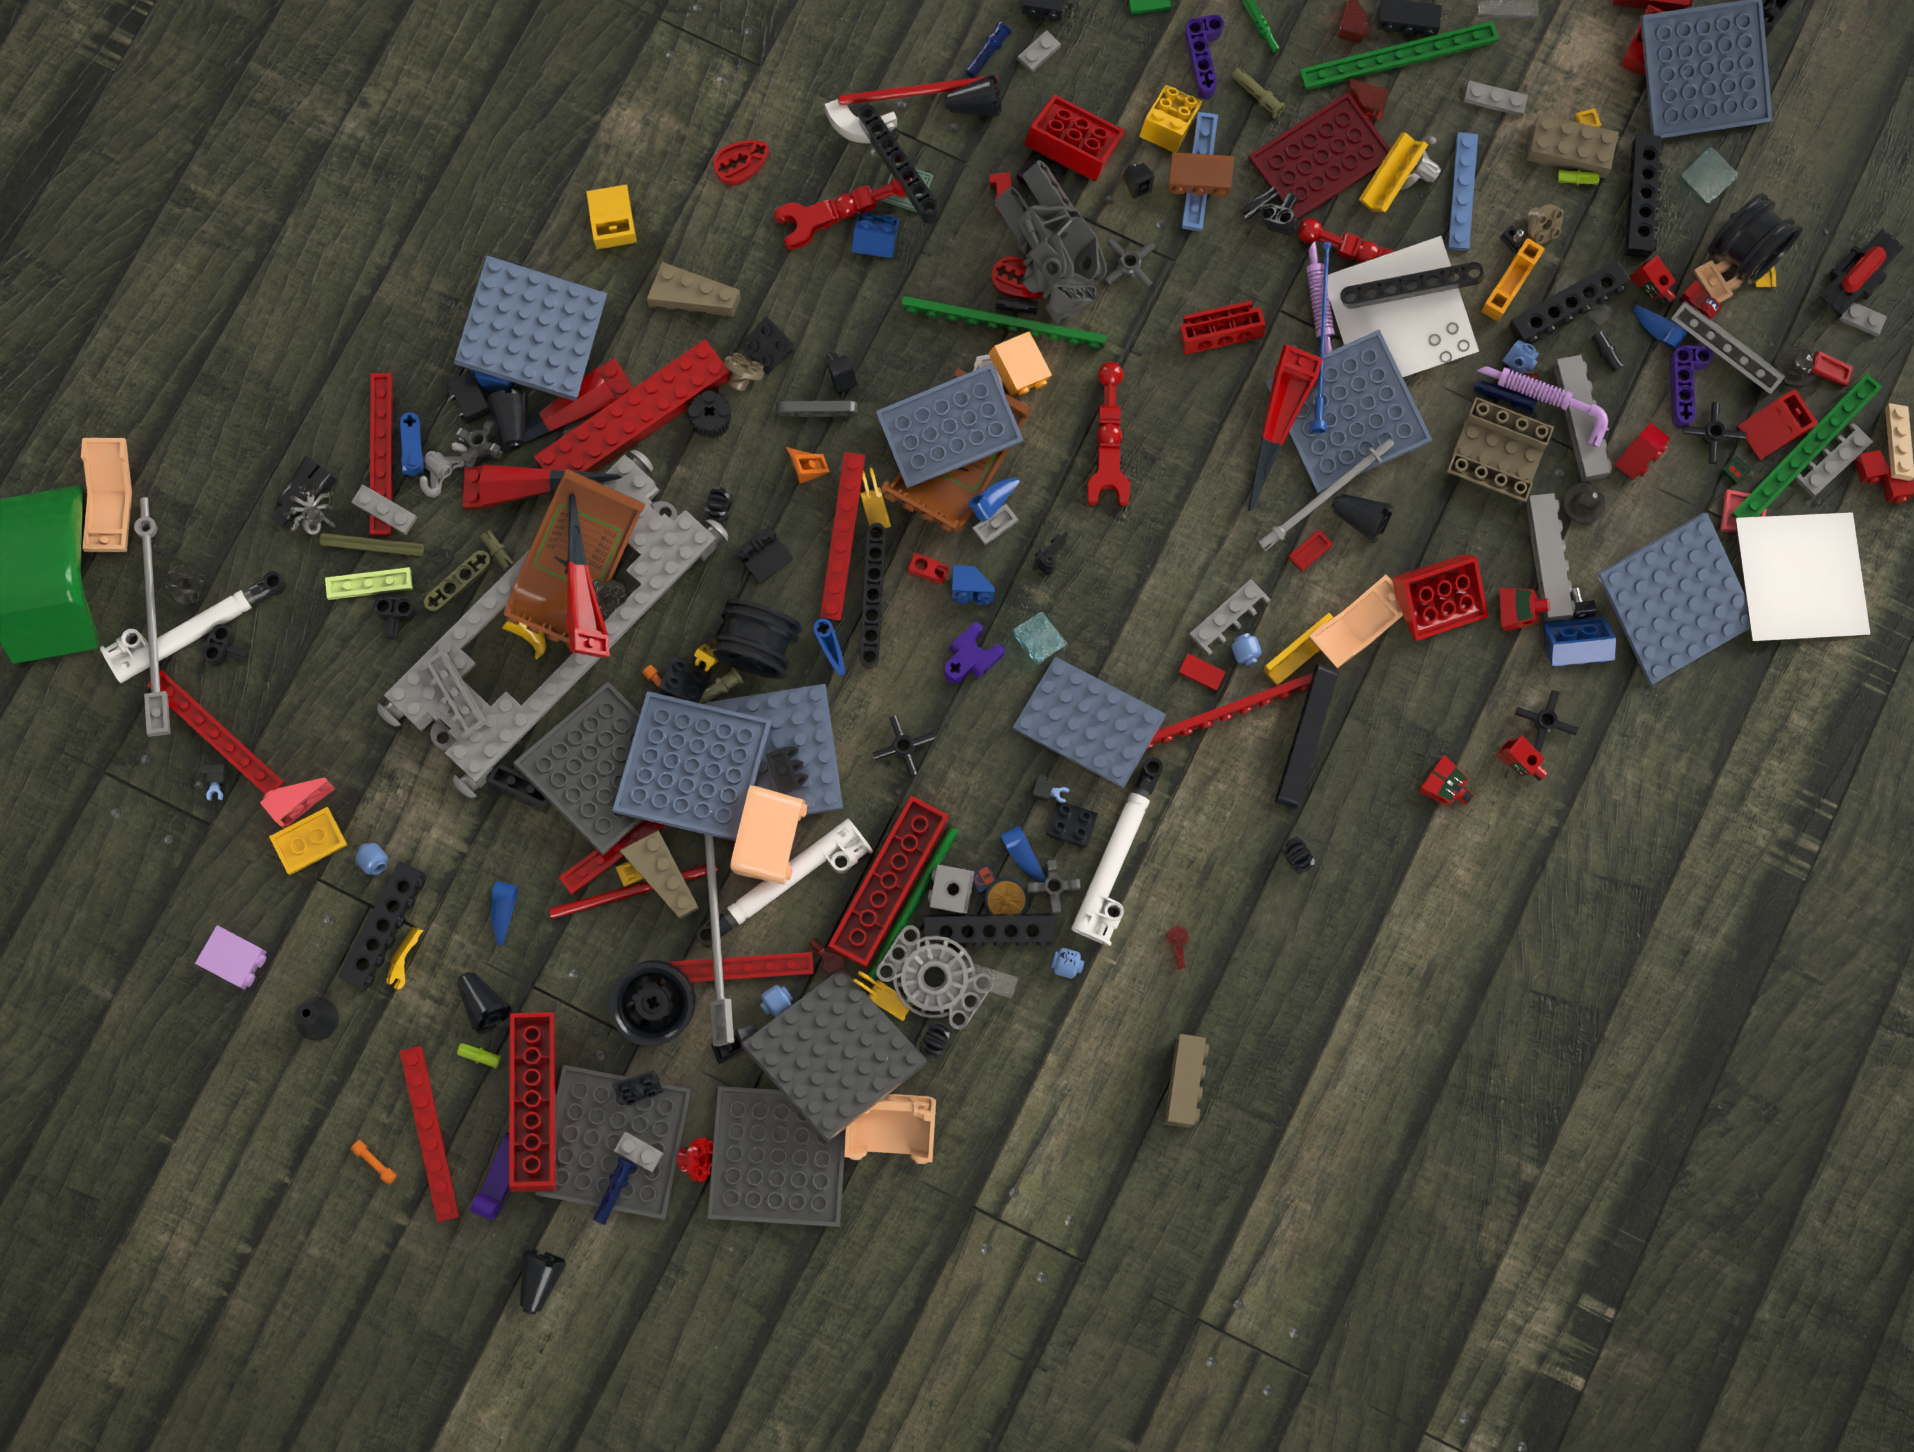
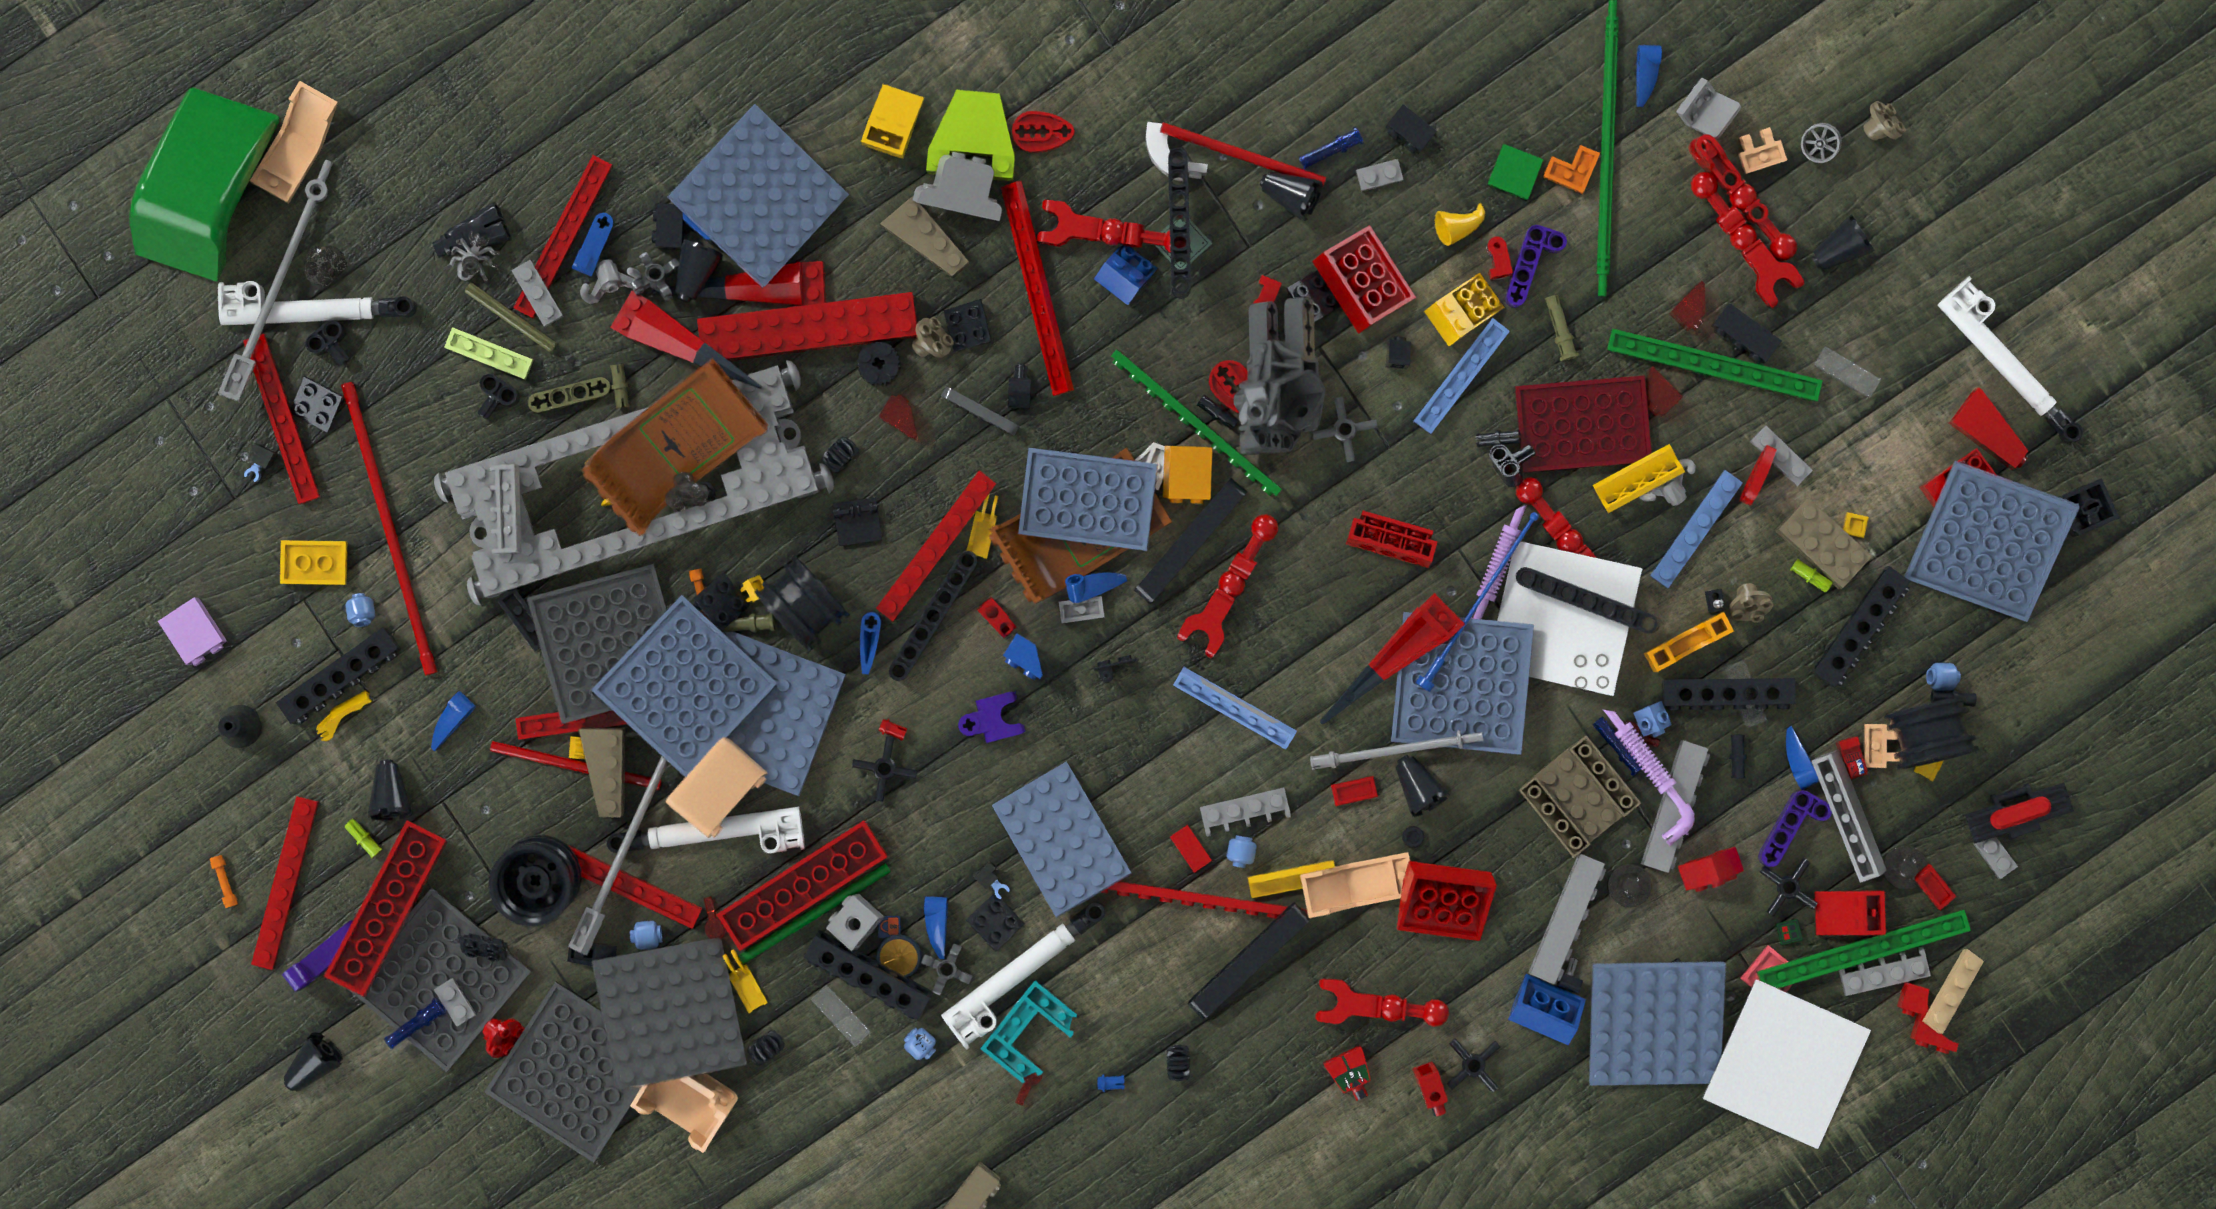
camera: 30 degrees right, 10 degrees up
(239, 705) = (316, 404): none -> hinge
(293, 801) = (310, 522): coral slope -> none
(450, 867) = (425, 654): none -> red piece
(584, 616) = (654, 508): plate -> none
(682, 185) = (974, 127): none -> lime wedge
(699, 233) = (961, 187): none -> light grey brick
(752, 449) = (900, 416): none -> clear red slope
(784, 769) = (764, 735): black plate -> none
(807, 465) = (942, 457): orange slope -> none
(809, 285) = (1037, 288): none -> red plate
(891, 710) = (892, 729): none -> red pin
(947, 995) = (800, 1013): light grey piece -> none
(1039, 638) = (1062, 736): clear light blue hinge -> none
(1054, 420) = (1190, 541): none -> black beam
(1123, 58) = (1454, 226): none -> yellow hat
(1144, 871) = (1000, 1043): none -> teal wedge
(1171, 535) = (1234, 708): none -> medium blue plate
(1176, 63) = (1500, 258): none -> red leg
(1200, 174) = (1454, 385): dark orange slope -> none
(1249, 906) = (1110, 1082): none -> blue pin
(1381, 561) = (1413, 836): none -> black tile
(1430, 718) = (1369, 1005): none -> red piece
(1488, 119) = (1758, 475): none -> red piece
(1520, 607) = (1511, 951): red torso -> none
(1654, 280) = (1817, 707): red torso -> none
(1710, 175) = (1936, 641): clear light blue hinge -> none
(1732, 198) = (1943, 676): none -> medium blue head

